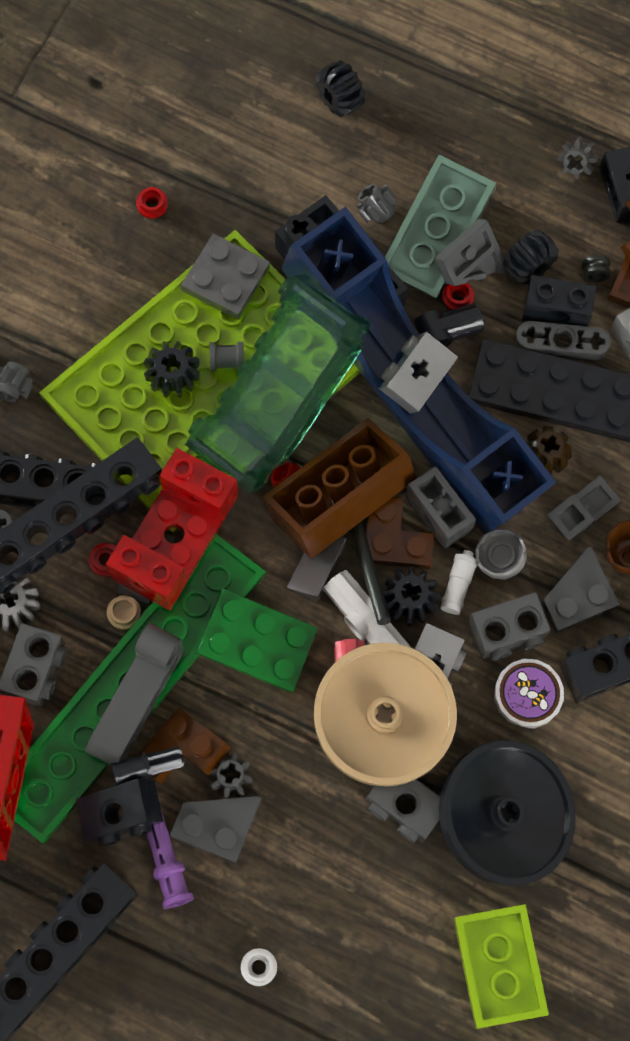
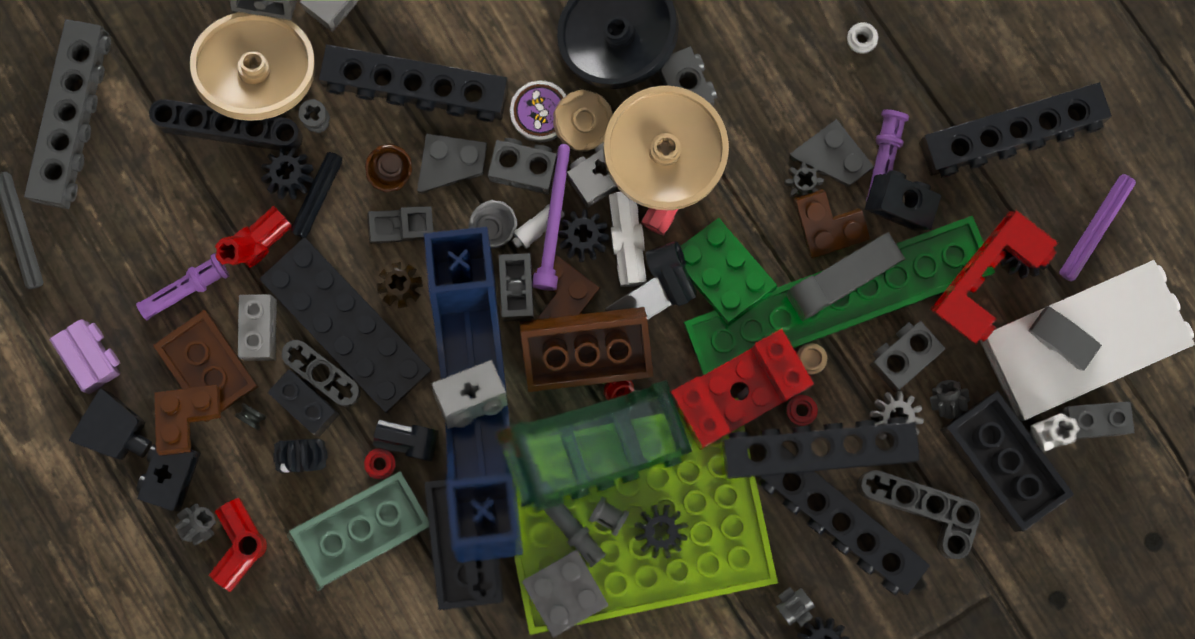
camera: 145 degrees left, 10 degrees up
(147, 765) = (866, 218): black axle -> none
(240, 324) = (576, 534): none -> dark grey pin
(309, 609) = (669, 265): none -> black piece
(370, 574) = (606, 265): pearl dark grey bar -> none
(376, 203) = (395, 586): dark grey gear -> none
(420, 532) = (545, 276): none -> medium lavender piece
(471, 255) = (351, 483): dark grey wing -> none
(484, 706) = (582, 120): none -> tan tile
(538, 176) = (236, 561): none -> red piece

